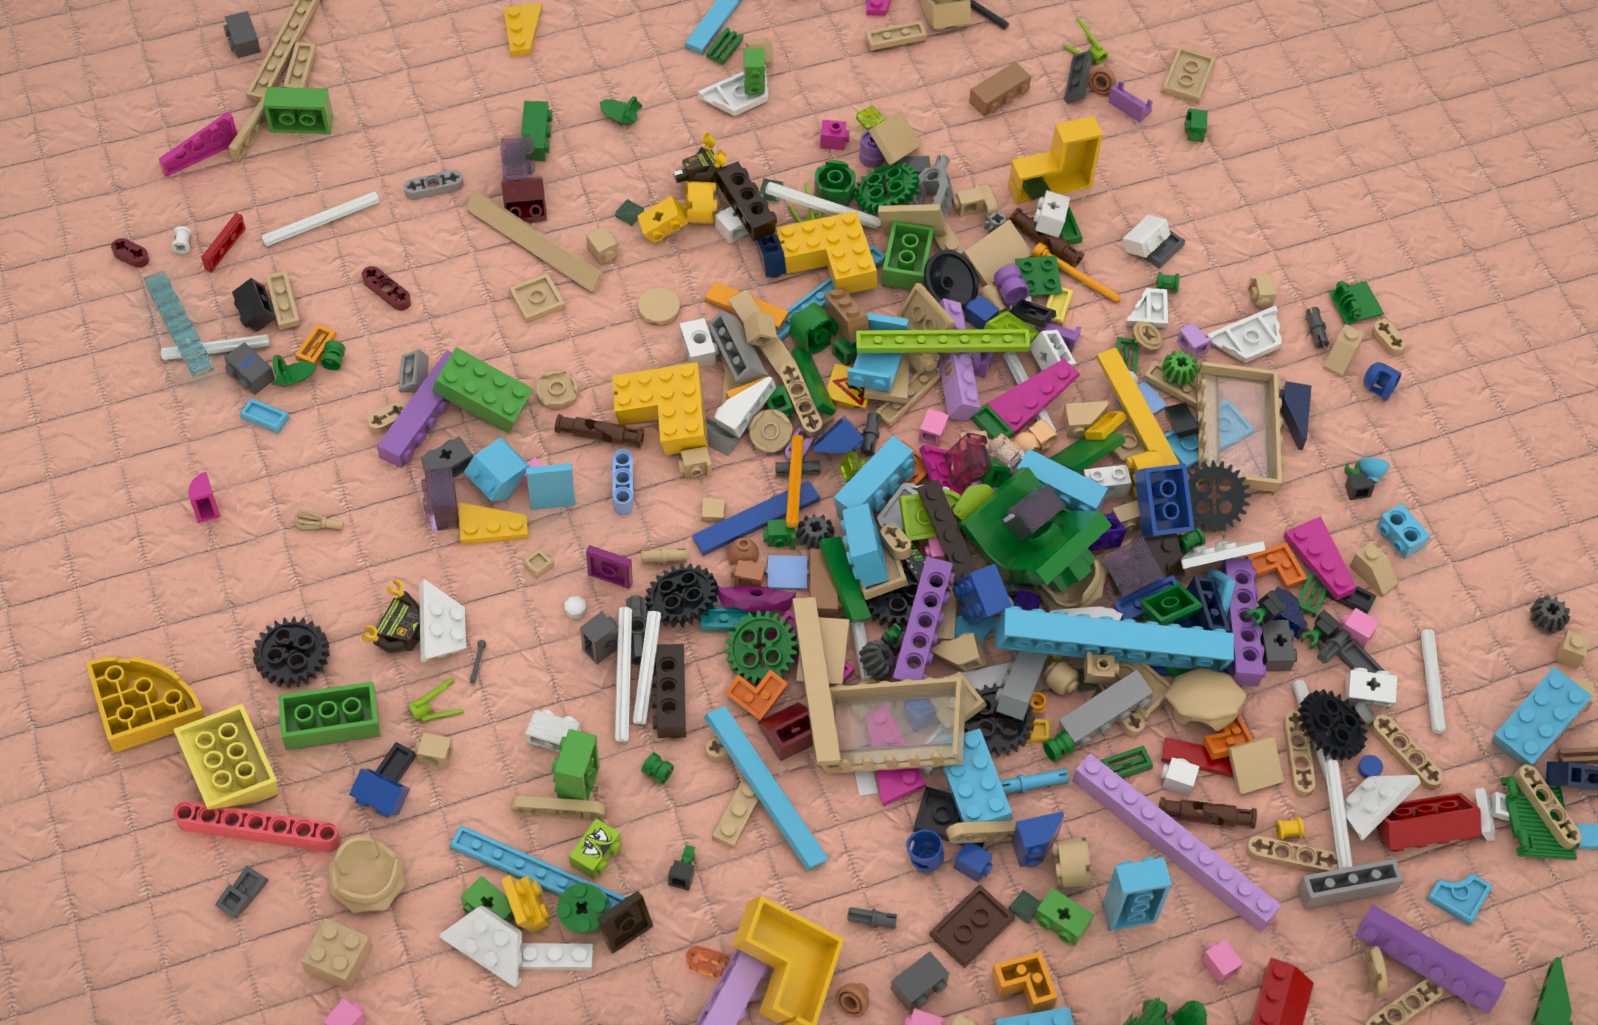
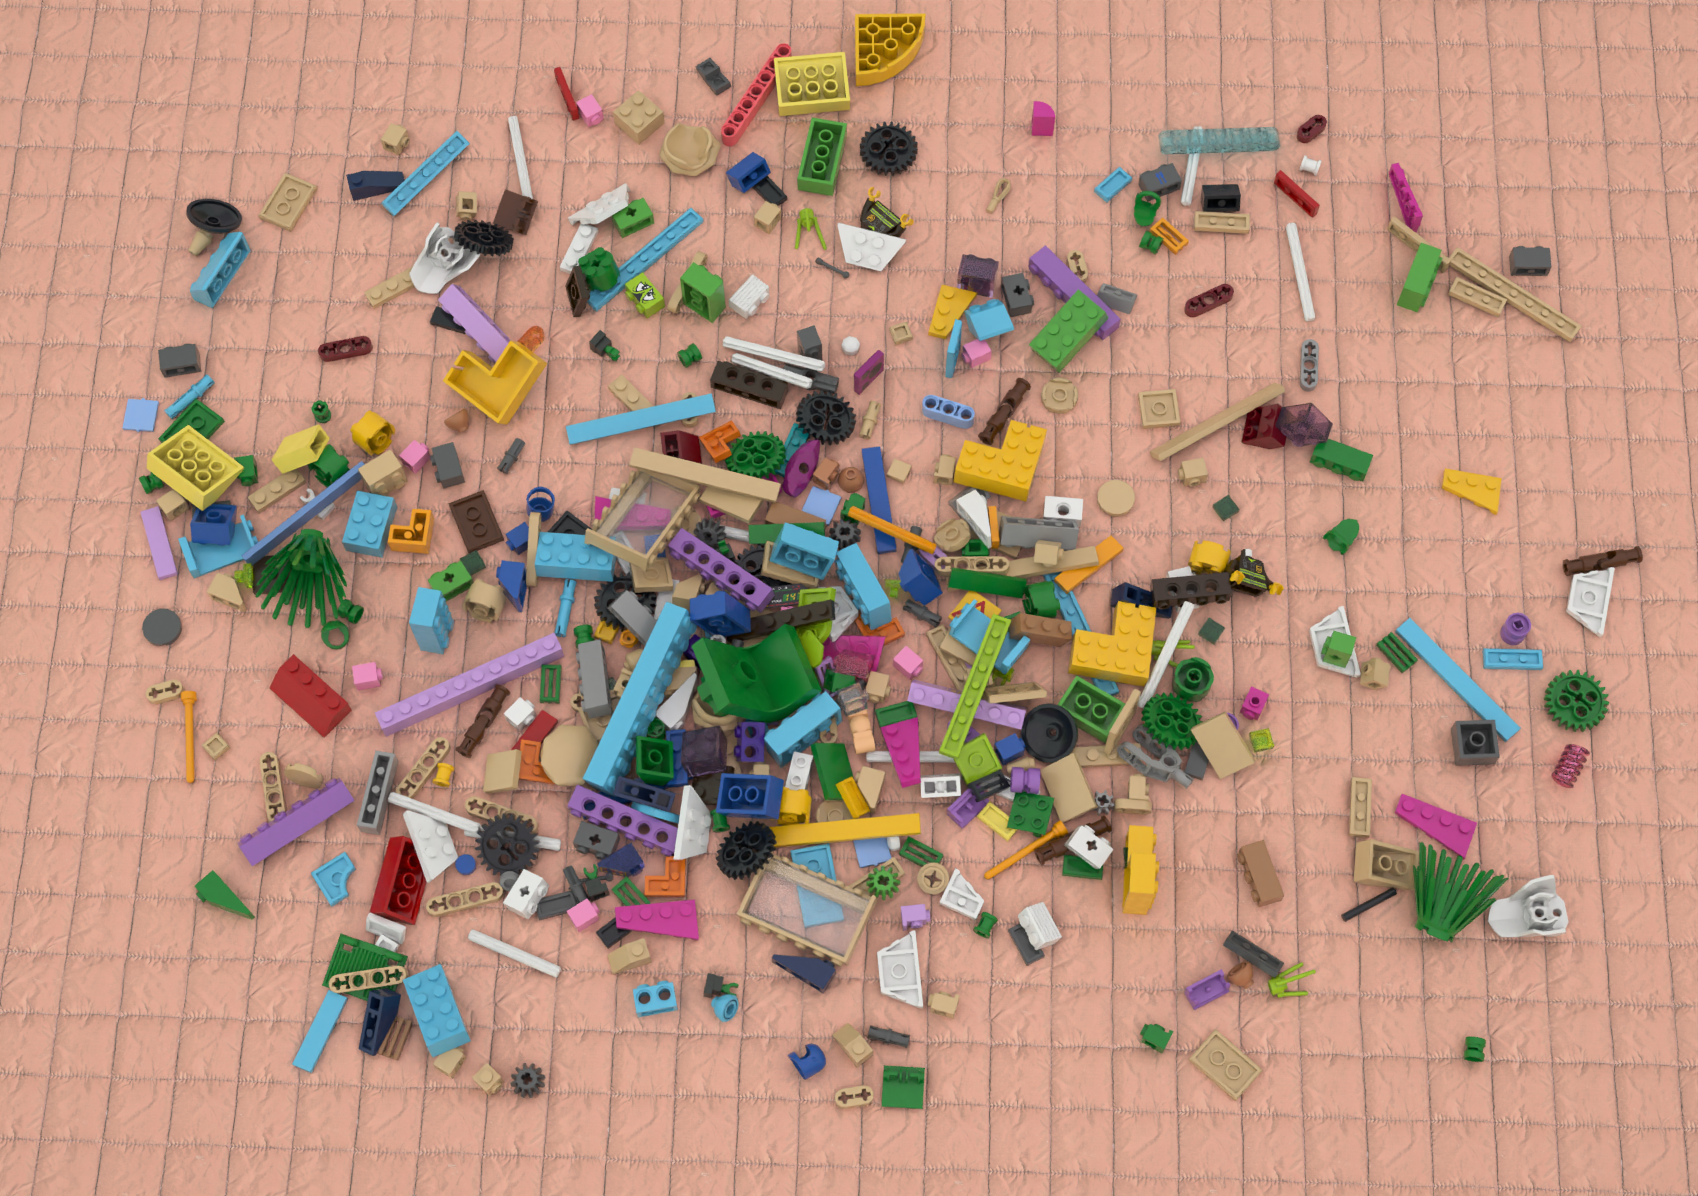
camera: 115 degrees right, 10 degrees up
(526, 903) = (619, 234): yellow plate -> none
(662, 219) = (1199, 522): yellow brick -> none
(900, 539) = (803, 580): tan beam -> none
(1033, 511) = (768, 673): clear purple brick -> none
(1182, 420) = (835, 866): black tile -> none
(1269, 608) = (620, 837): pearl dark grey piece -> none

